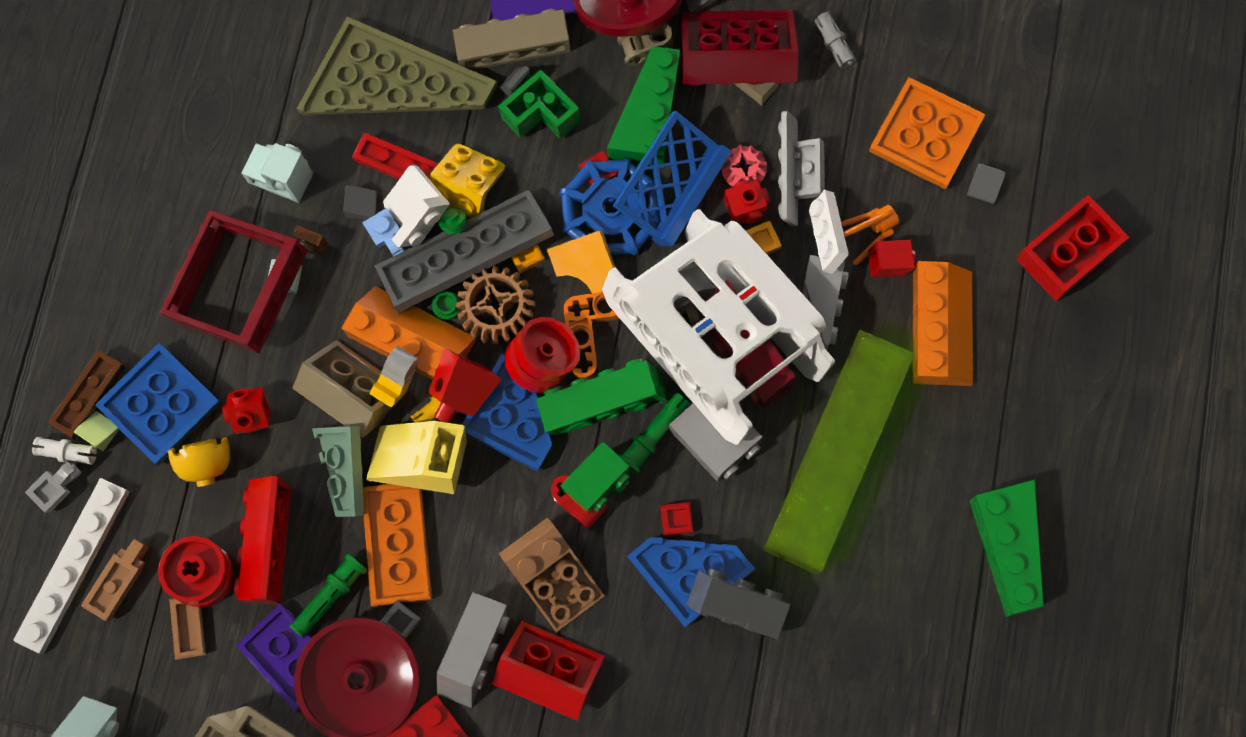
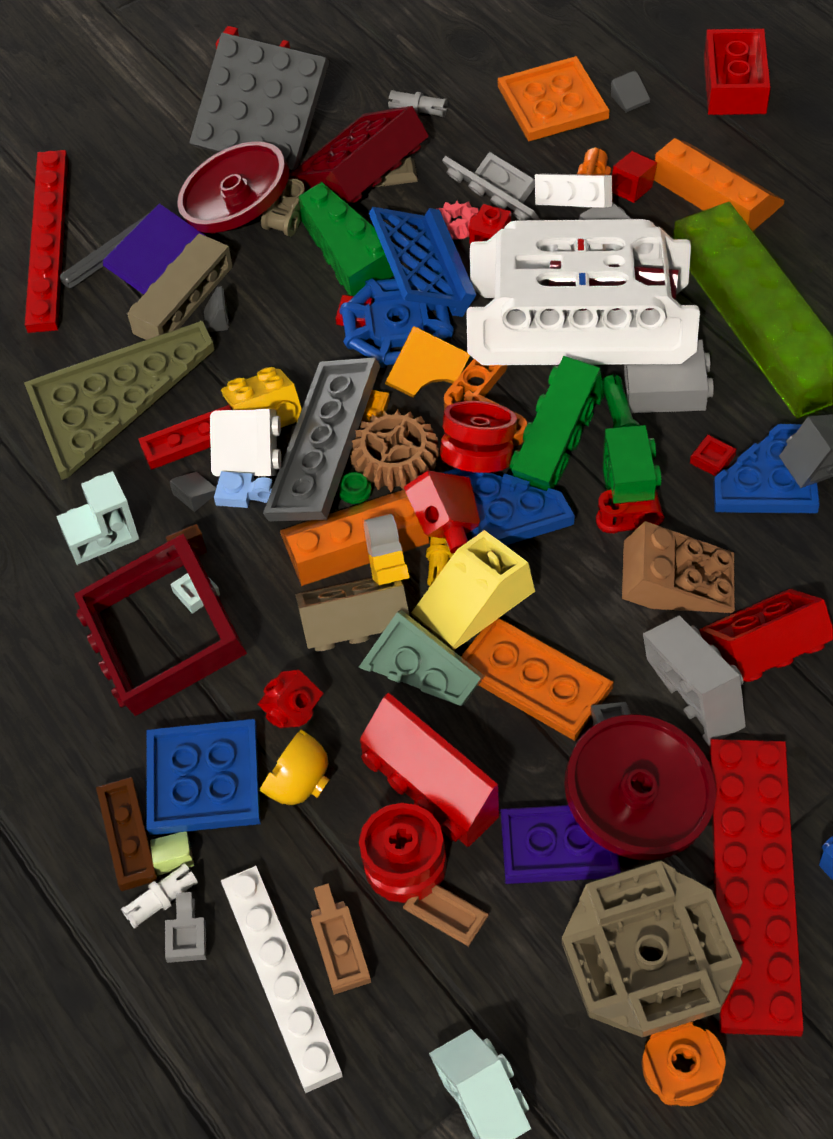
camera: 50 degrees left, 20 degrees down
(337, 584) = (530, 745): green pin -> none
(453, 221) = (291, 426): green plate -> none
(540, 101) = (262, 298): green brick -> none

